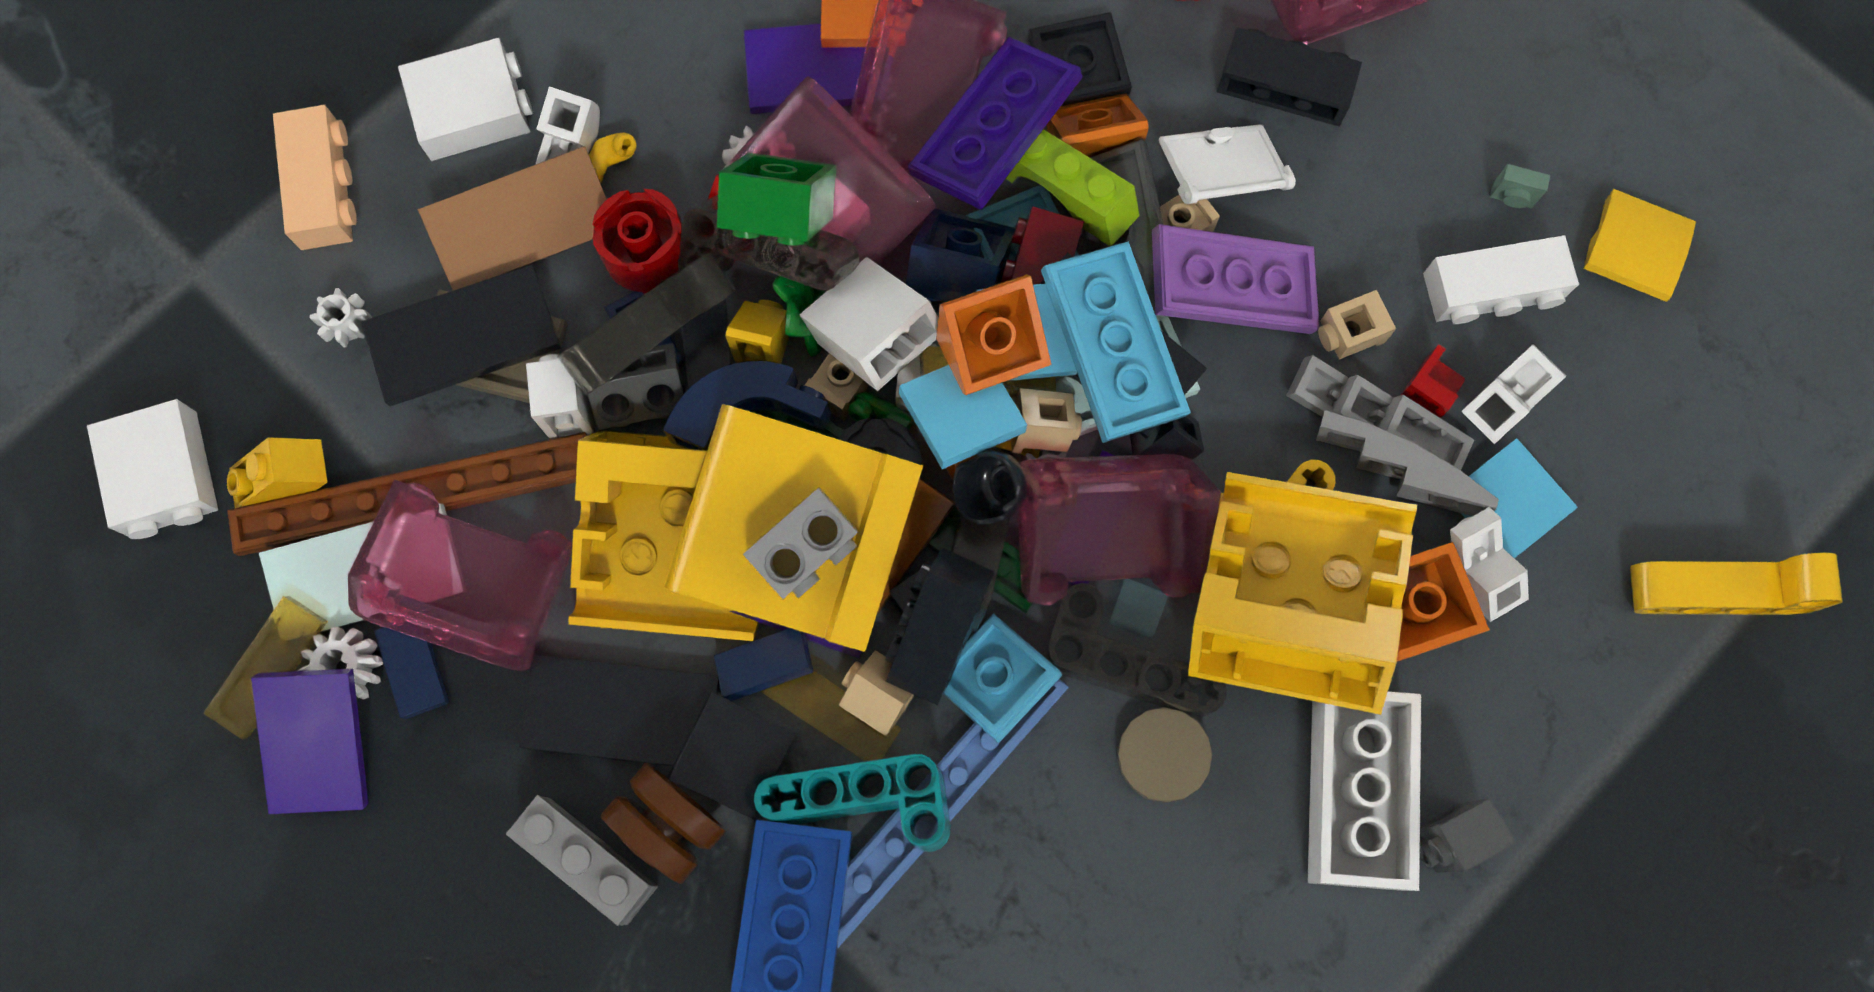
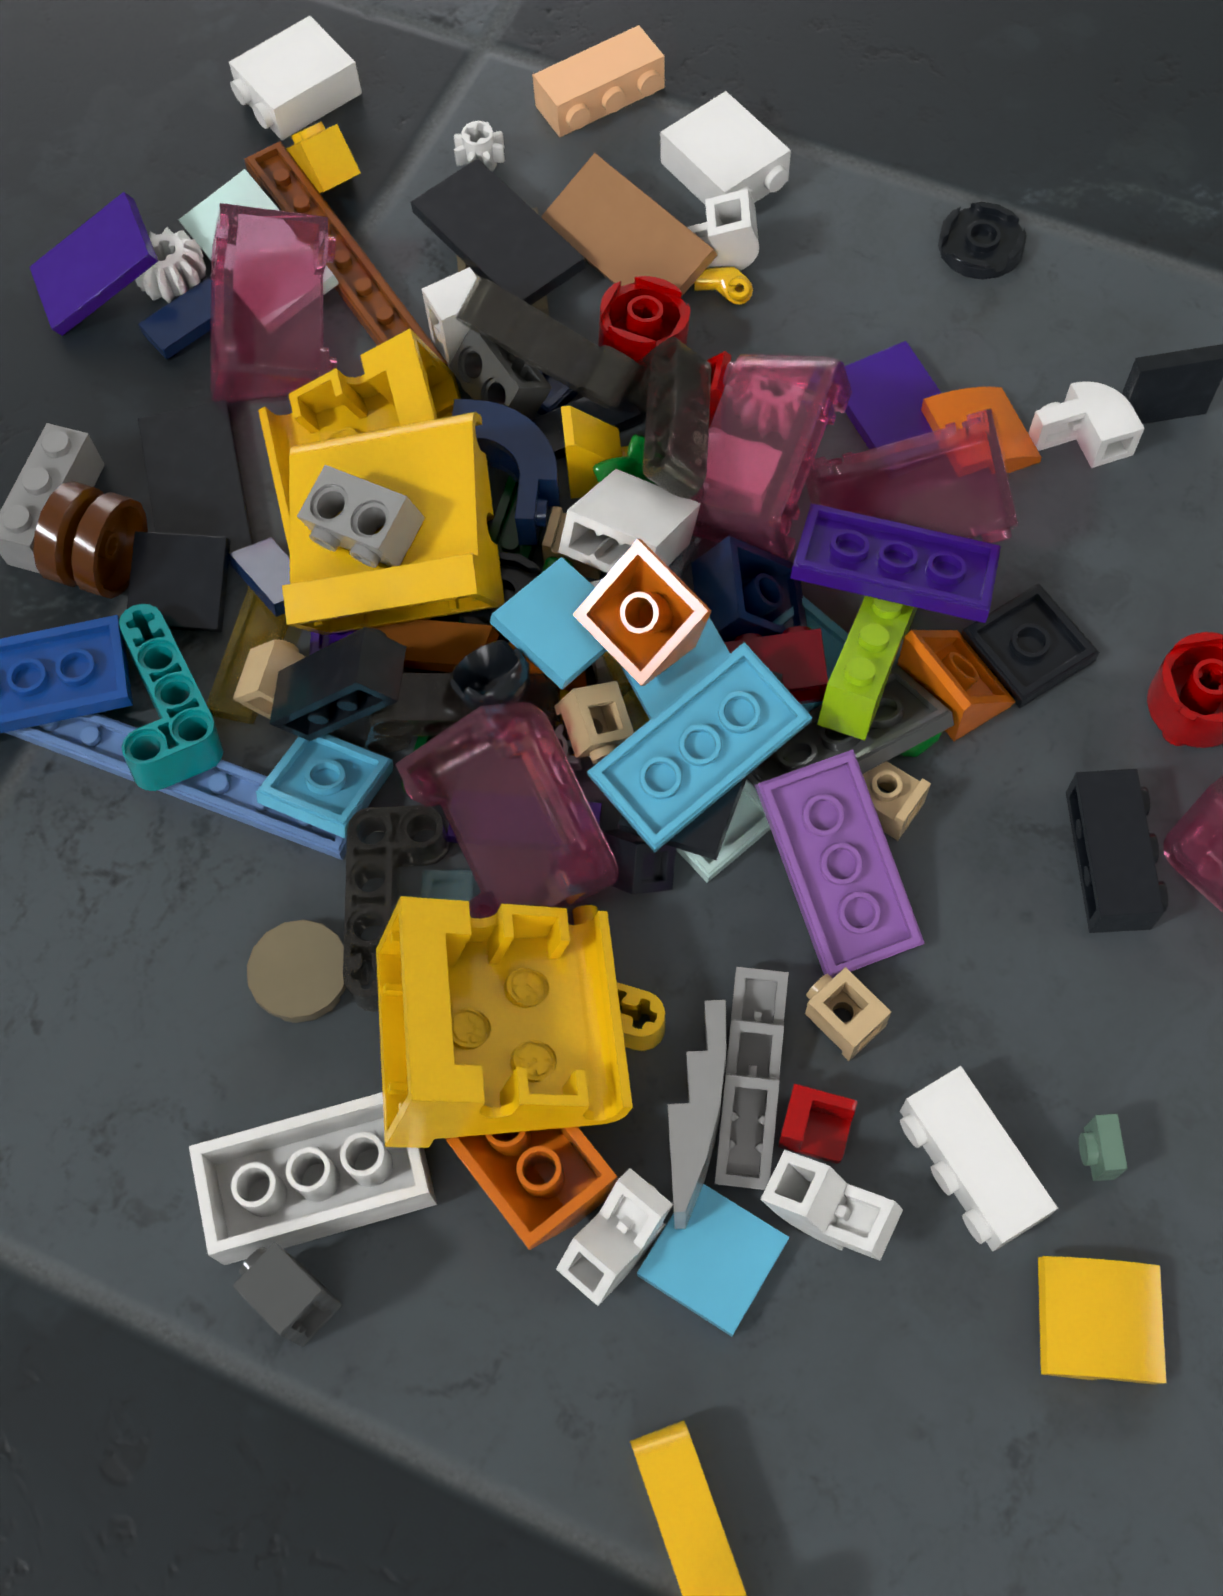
camera: 75 degrees right, 10 degrees down
(272, 650) = (173, 211): clear yellow tile -> none
(775, 198) = (706, 384): green brick -> none
(1230, 164) = (983, 837): white door -> none

